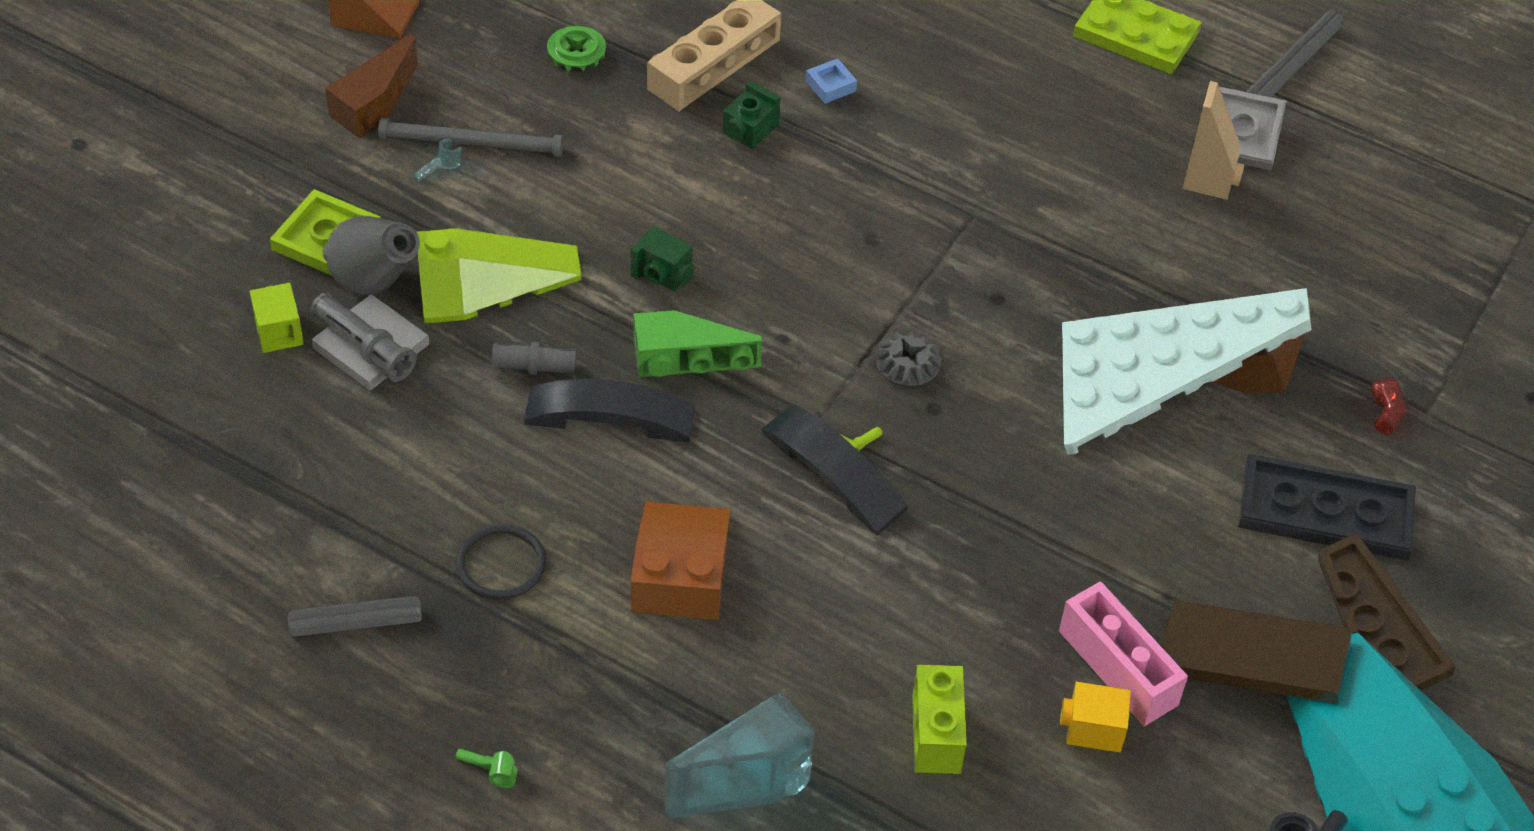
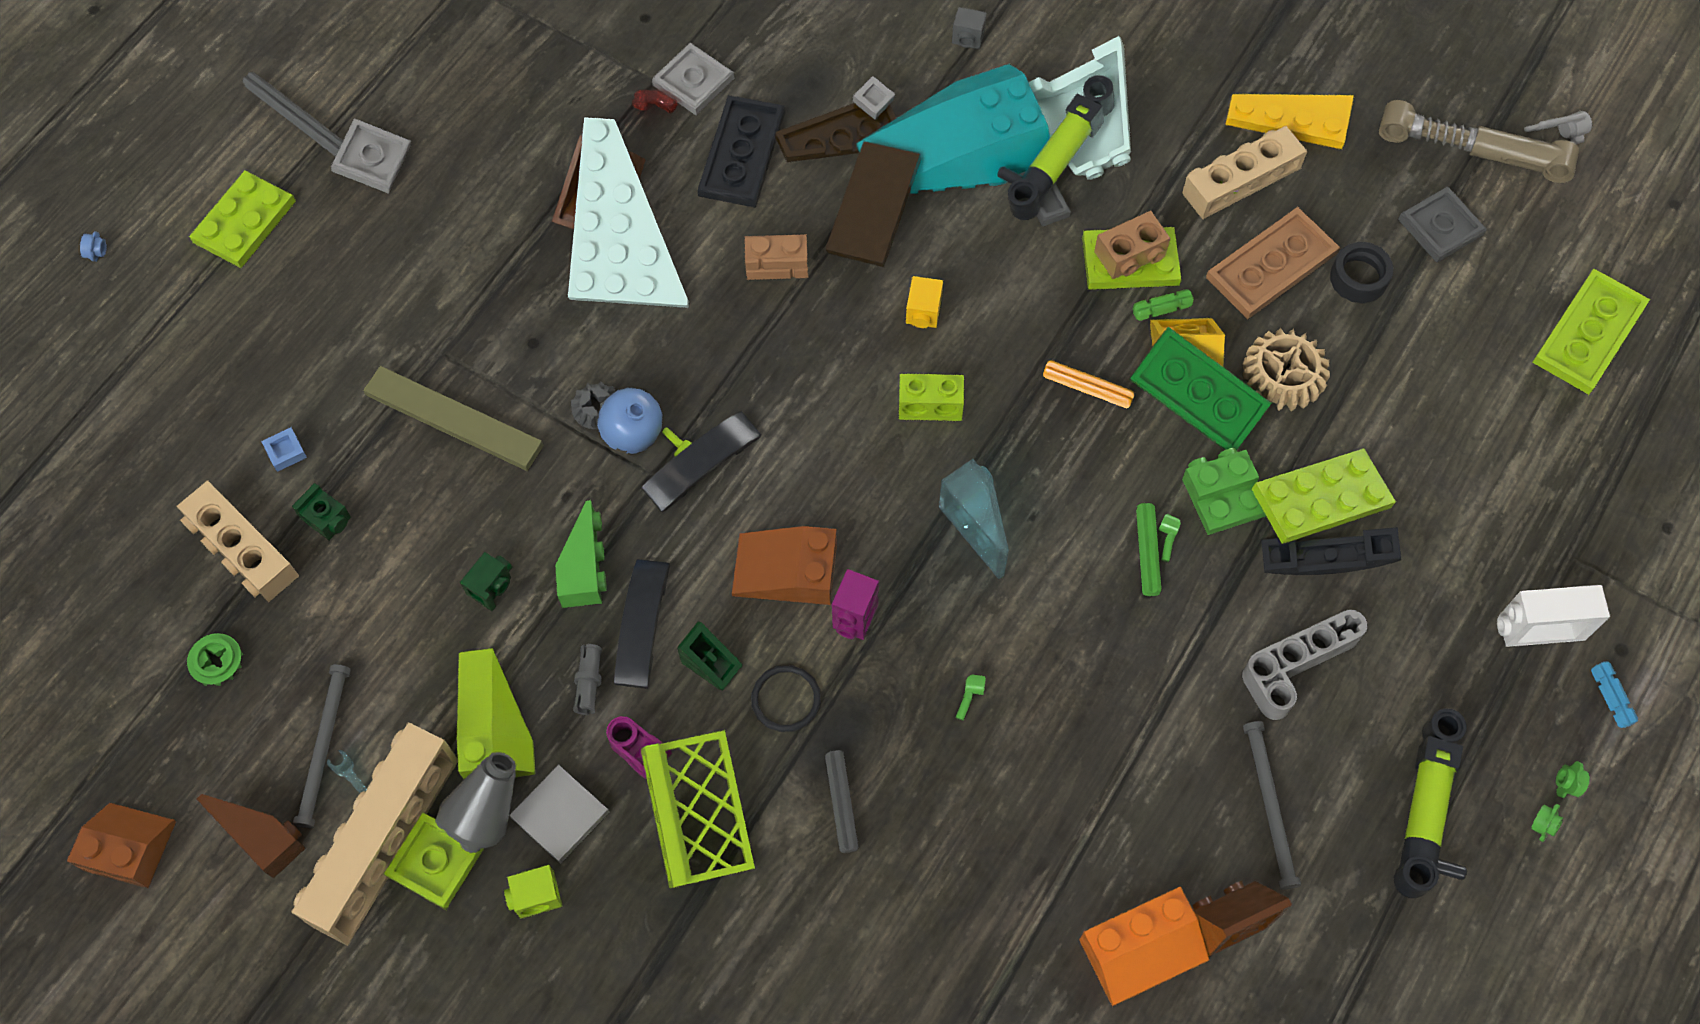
camera: 85 degrees left, 15 degrees up
(308, 151) = (382, 818): none -> tan brick
(353, 421) = (667, 816): none -> lime fence
(374, 344) = (577, 801): dark grey pin -> none
(442, 403) = (631, 749): none -> magenta piece
(556, 468) = (708, 657): none -> dark green slope
(611, 613) = (855, 605): none -> magenta brick
(881, 227) = (453, 418): none -> olive tile
(882, 384) = (630, 420): none -> medium blue cylinder
(1122, 652) = (877, 280): bright pink brick -> none
(1148, 537) = (776, 257): none -> medium nougat brick
(1215, 150) = (410, 174): tan slope -> none
(1434, 644) = (873, 97): none -> light grey plate
(1437, 450) = (693, 78): none -> light grey tile

